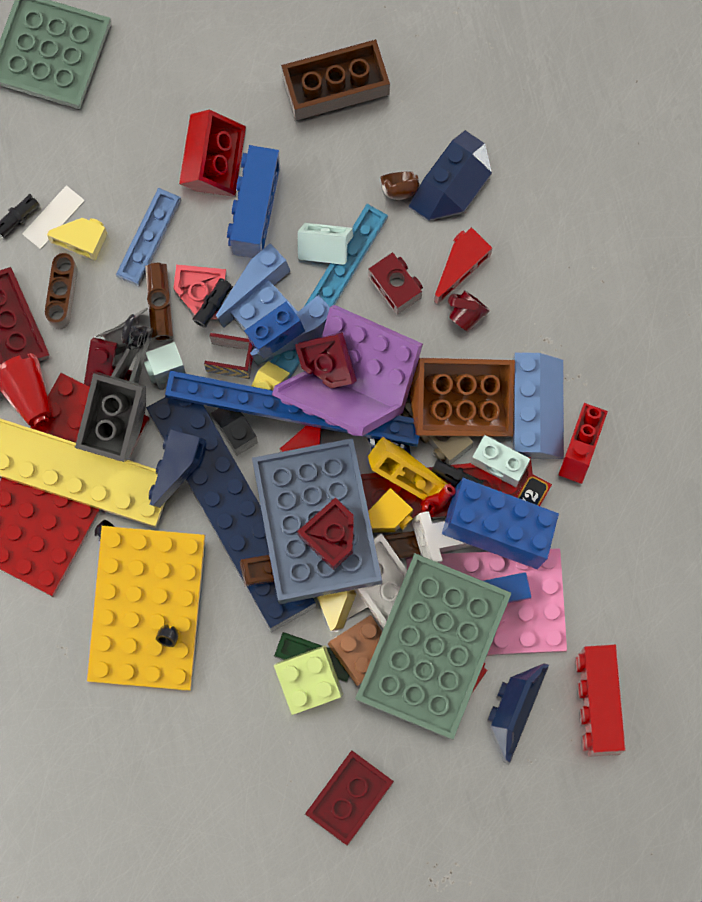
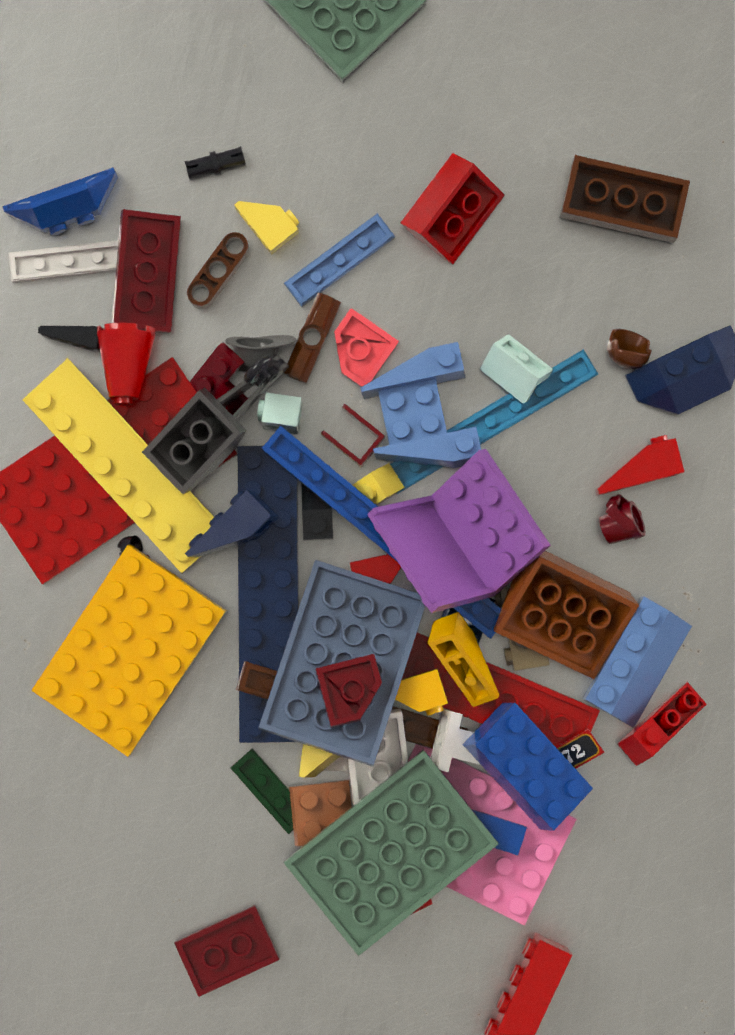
camera: 30 degrees right, 10 degrees up
(53, 216) = (253, 183): white sticker -> none
(167, 636) = (132, 694): black hinge -> none
(212, 303) = (364, 371): black pin -> none
(254, 202) = (466, 289): blue brick -> none
(274, 330) = (409, 443): blue brick -> none
(308, 680) = (250, 814): yellowish green brick -> none
(327, 359) = (447, 501): dark red plate -> none
(397, 297) = (559, 468): dark red brick -> none
(438, 500) = (477, 706): red arm -> none
(452, 474) = (511, 689): black pin -> none
(500, 461) = (565, 701): light aqua brick -> none
(514, 709) = (439, 954): dark blue wedge -> none

